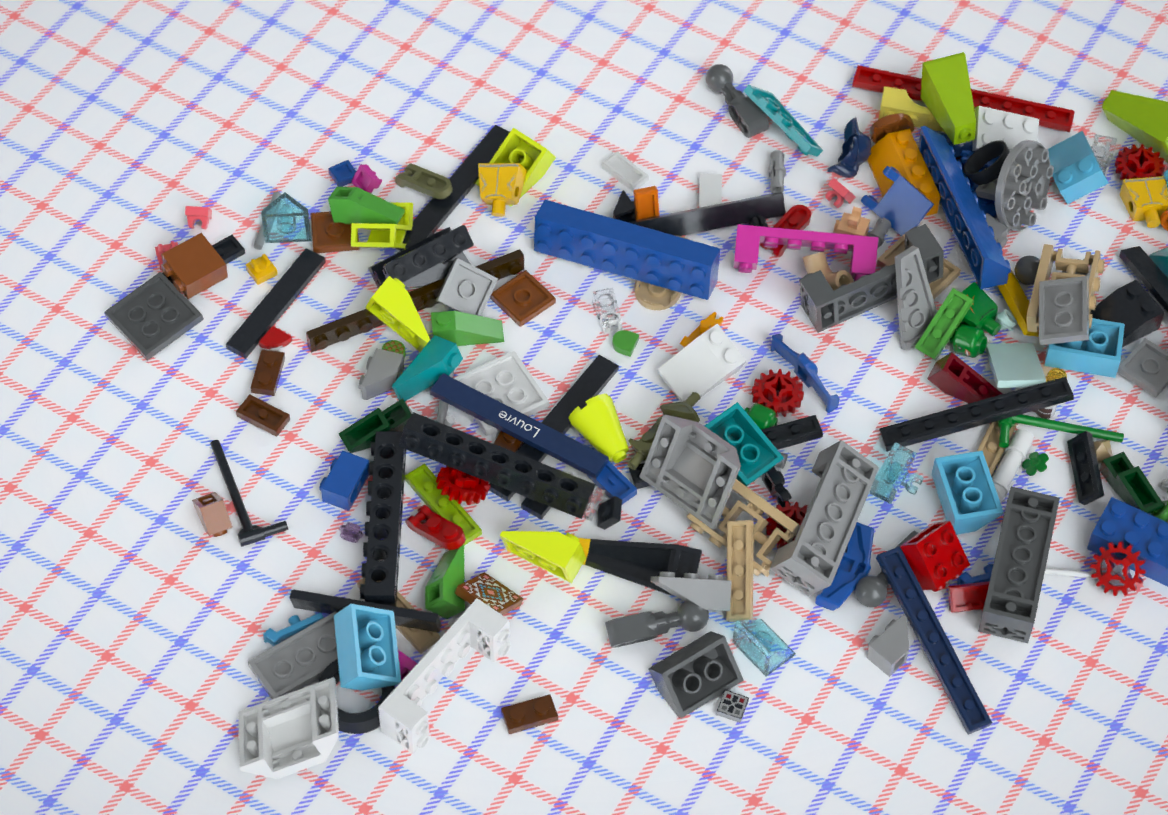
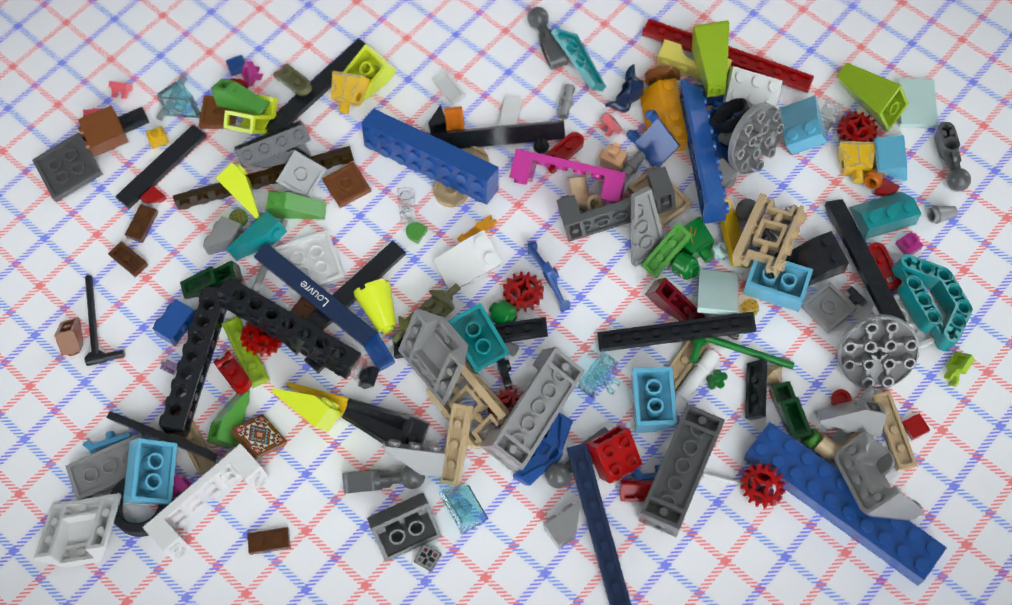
camera: 15 degrees right, 10 degrees up
(1064, 310) = (762, 256): light grey plate -> none

